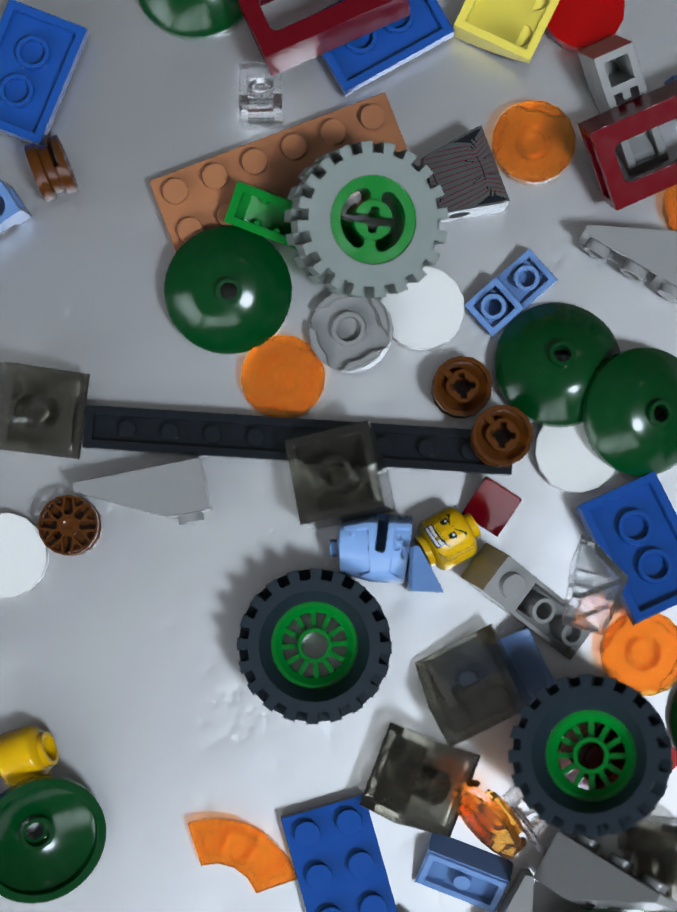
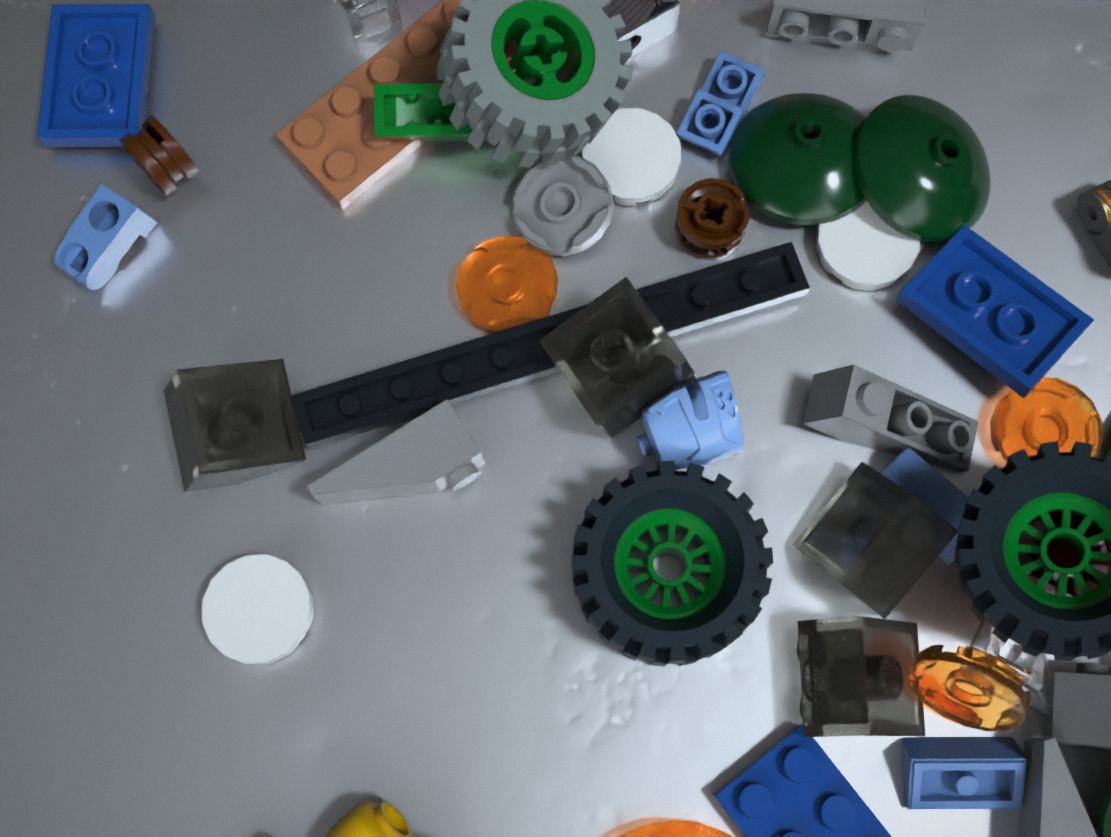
camera: 20 degrees left, 10 degrees down
(70, 525) = (323, 542): reddish brown wheel -> none
(219, 258) = (402, 246): dark green dish -> none
(419, 573) = (764, 429): medium blue slope -> none
(447, 538) = (770, 384): yellow head -> none
(492, 506) = (801, 332): dark red slope -> none
(501, 436) = (782, 243): reddish brown wheel -> none
(592, 588) = (959, 370): clear slope -> none

